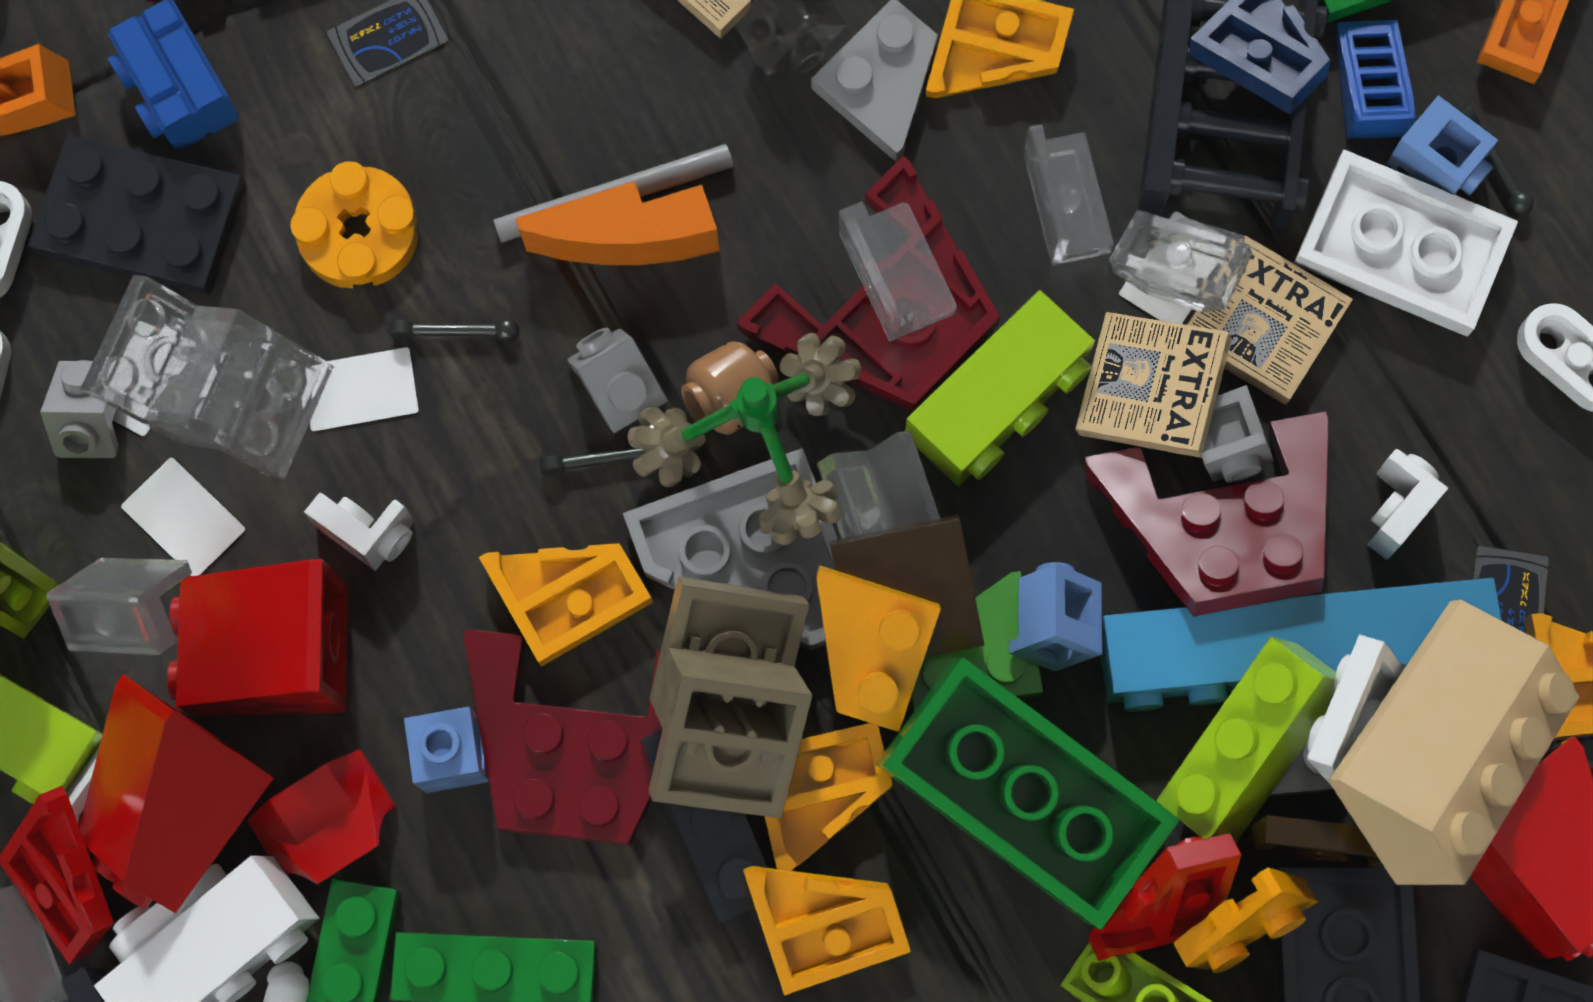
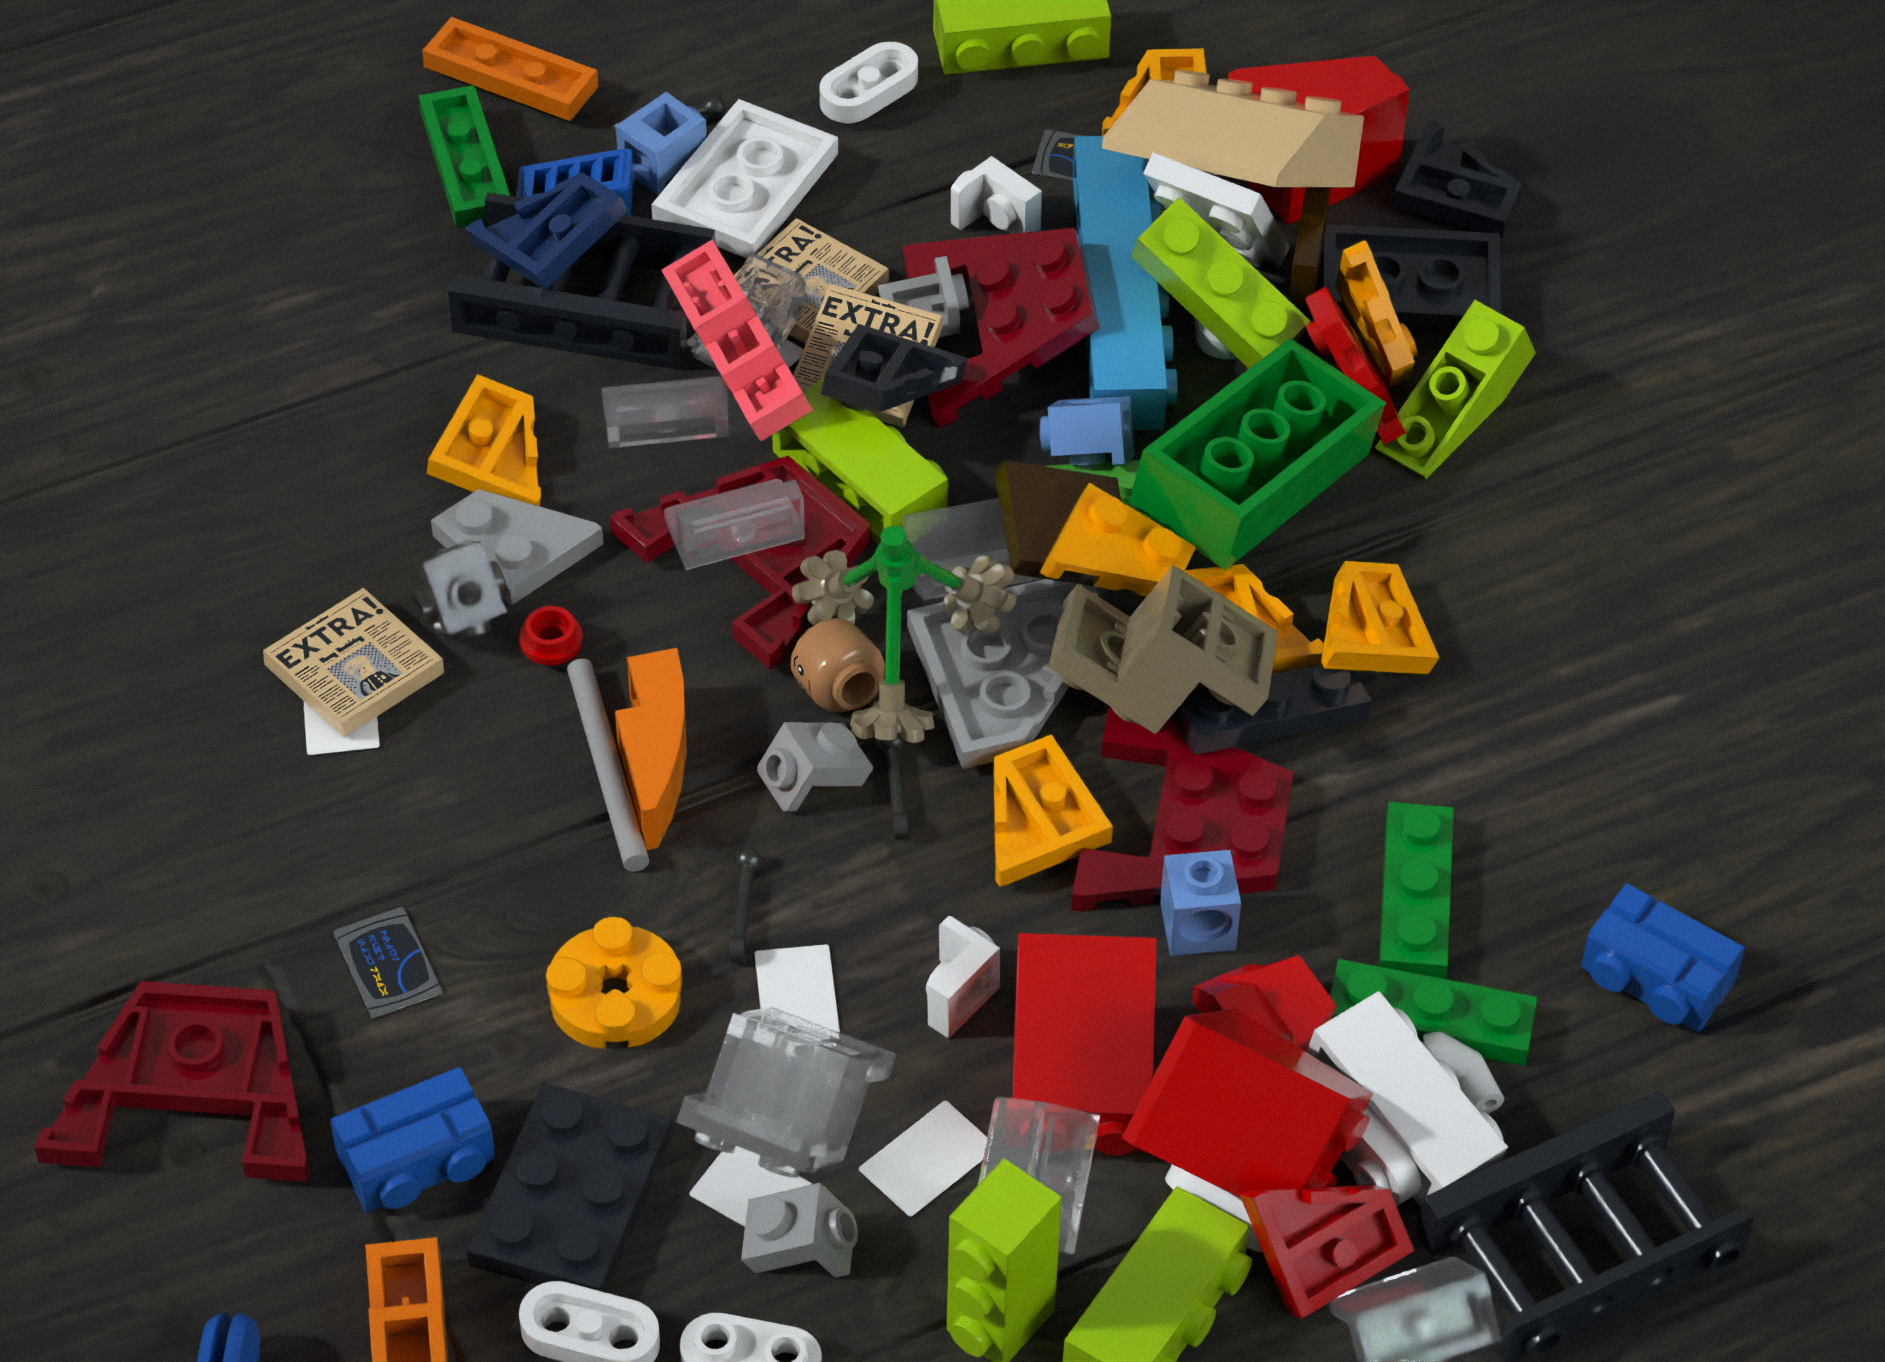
camera: 90 degrees left, 25 degrees down
(759, 108) = (551, 636): none -> red plate
(1098, 396) = (888, 370): none -> black wing
(1140, 237) = (737, 340): none -> coral slope

